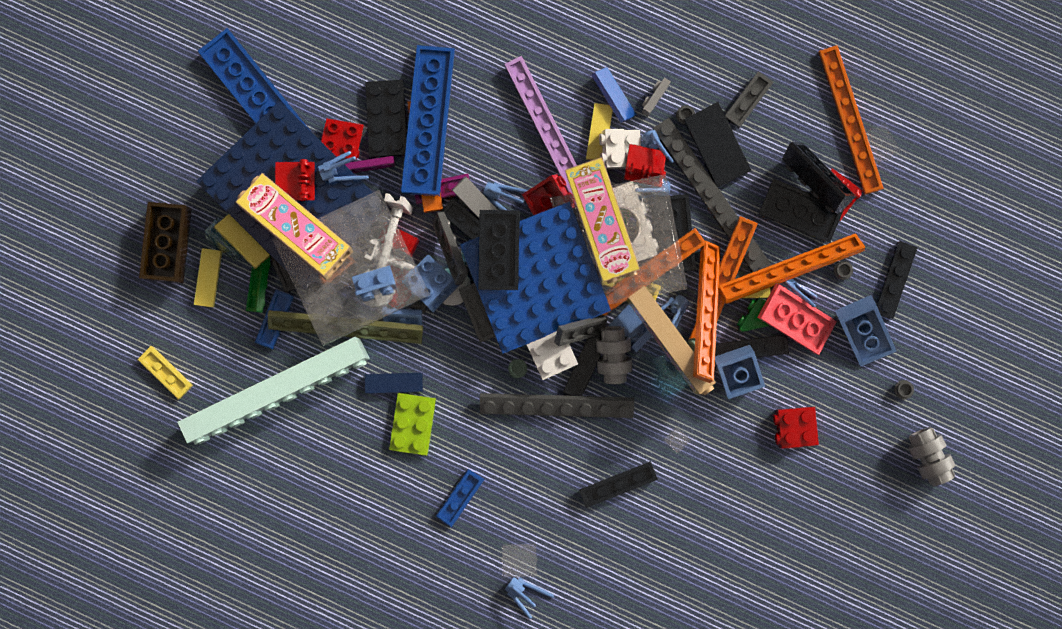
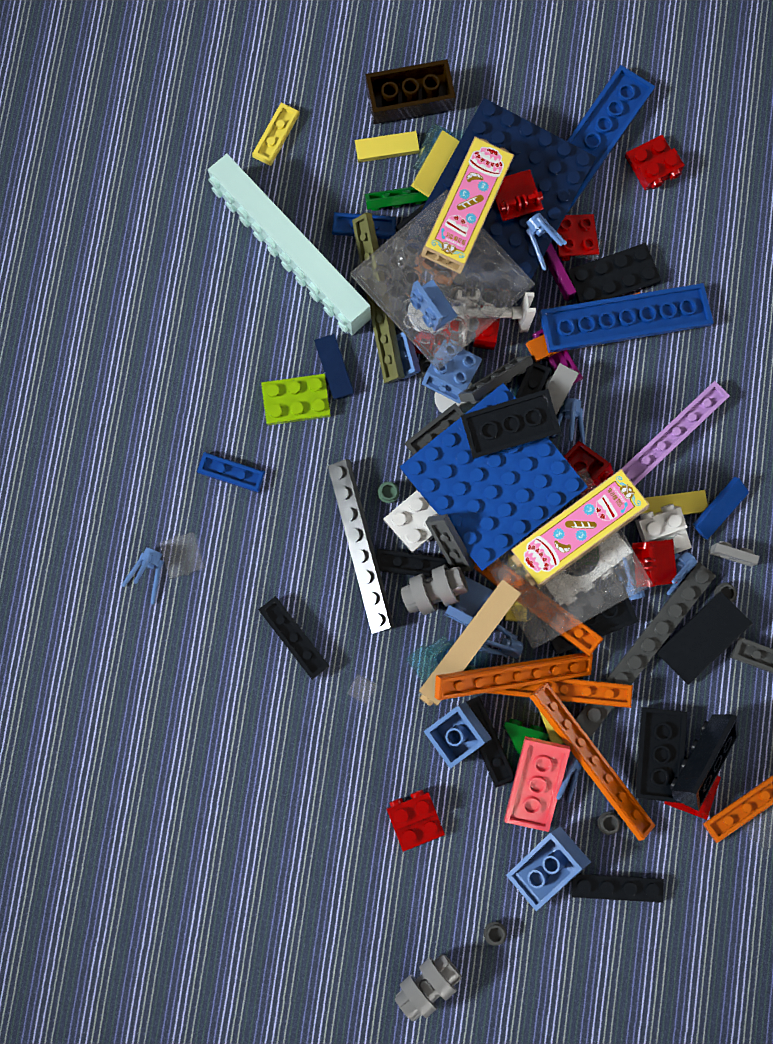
camera: 70 degrees right, 5 degrees down
(295, 50) = (655, 162): none -> red plate

